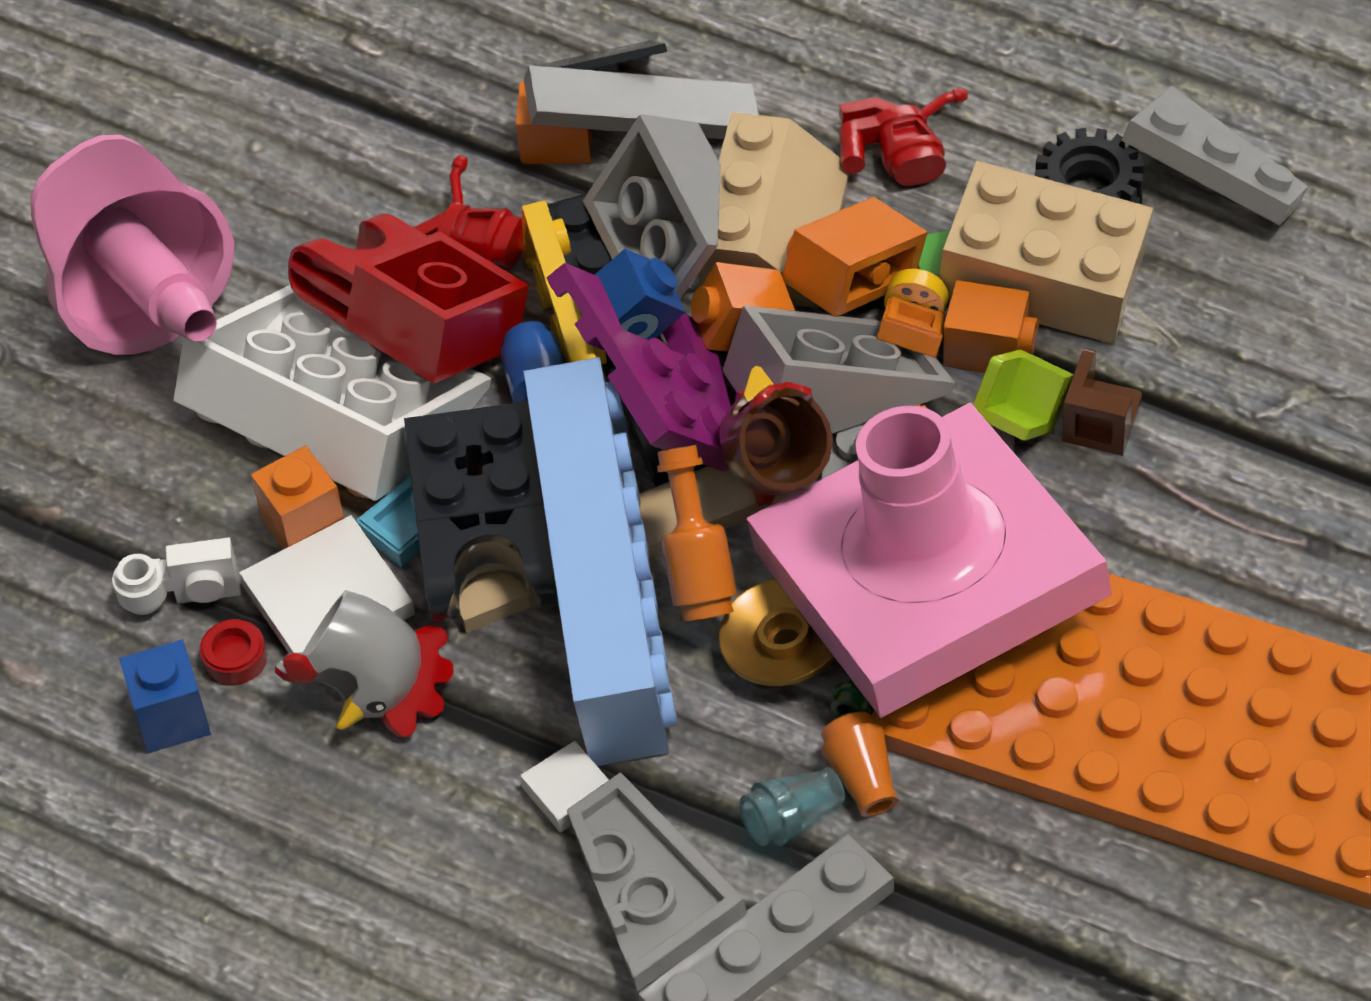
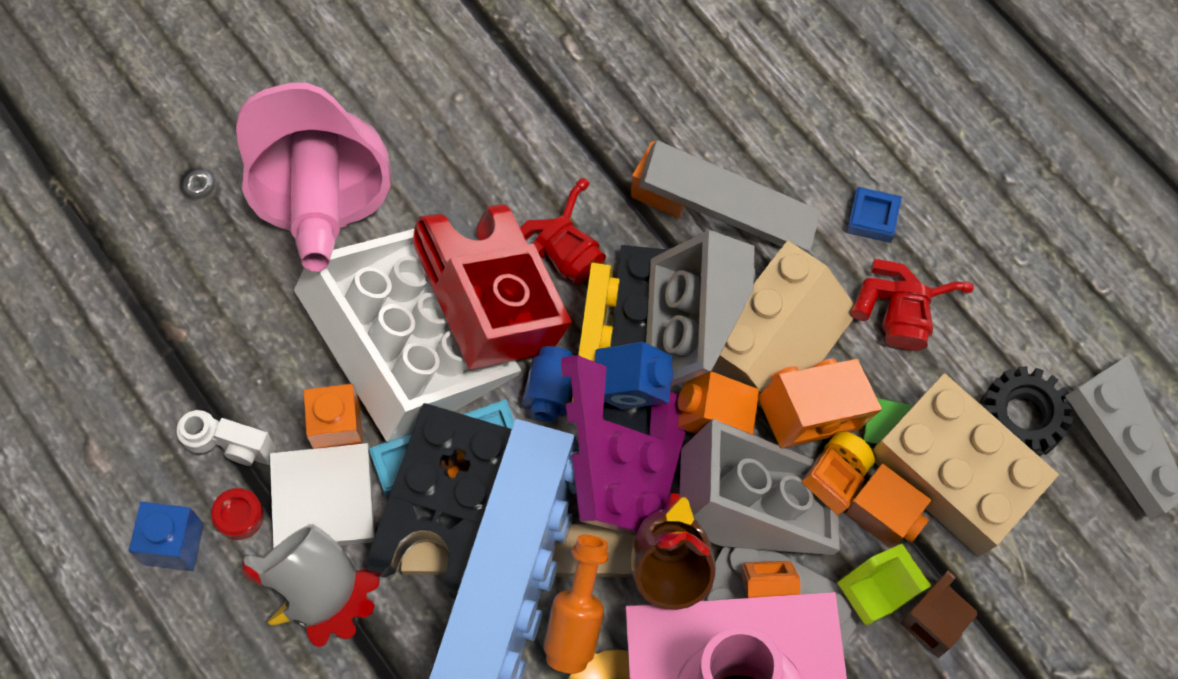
camera: 20 degrees right, 15 degrees up
(607, 59) = (723, 144): black piece -> none
(815, 68) = (874, 214): none -> blue tile

